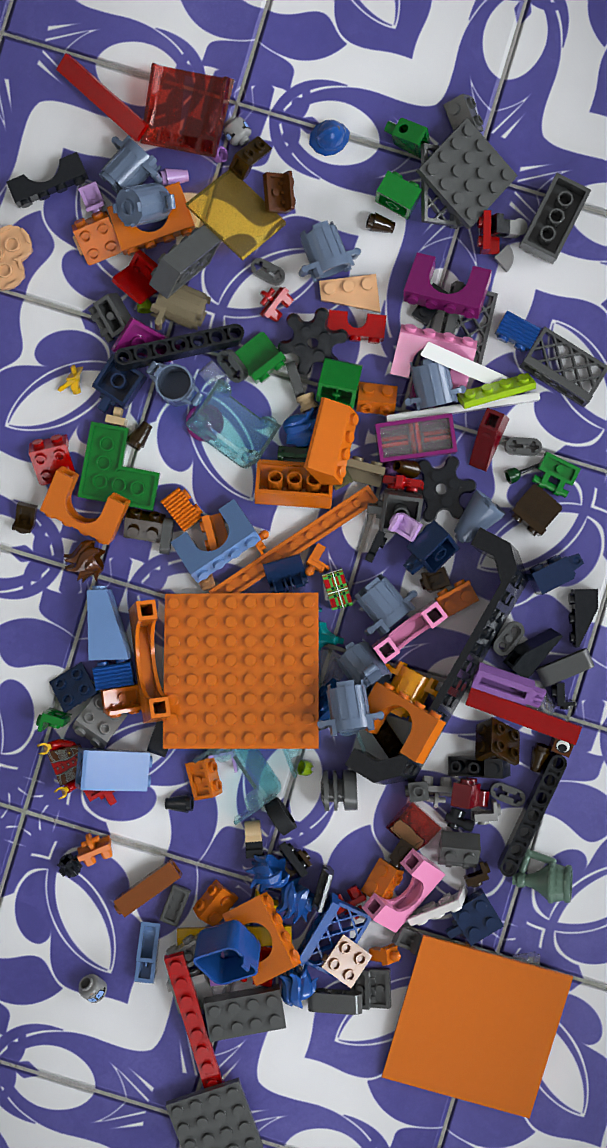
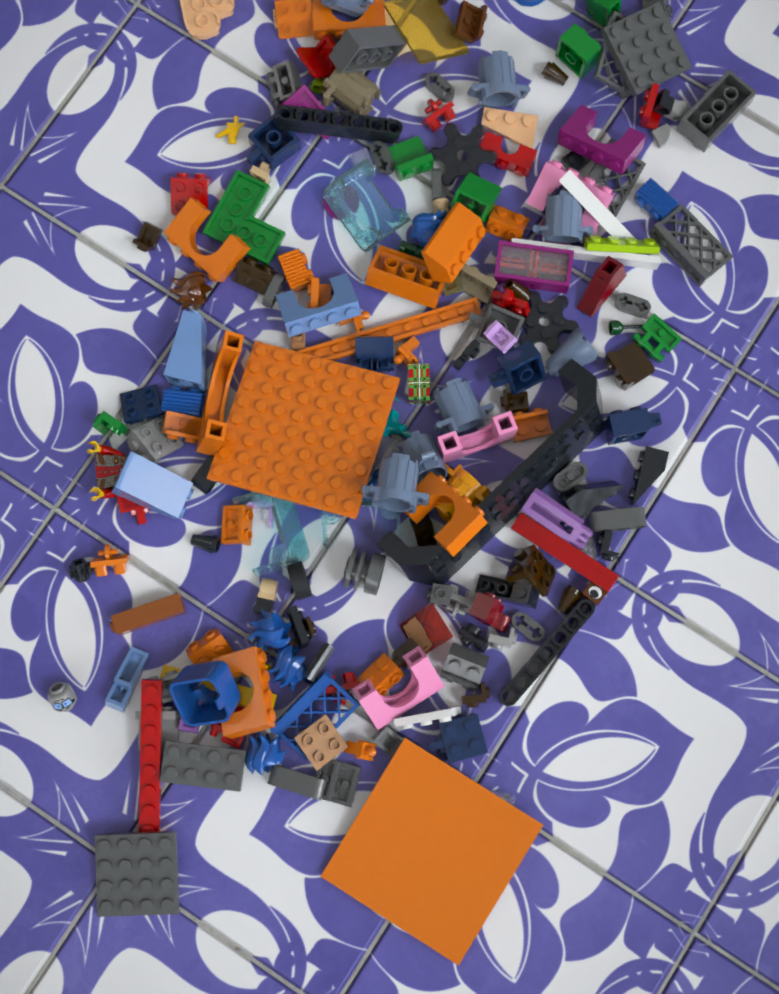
camera: 20 degrees right, 10 degrees down
(139, 436) = (277, 195): dark brown cone -> none
(174, 384) = (324, 154): sand blue container -> none
(175, 905) = (169, 640): dark grey plate -> none
(304, 768) = (337, 544): lime hinge -> none
(552, 881) = (547, 724): sand green piece -> none

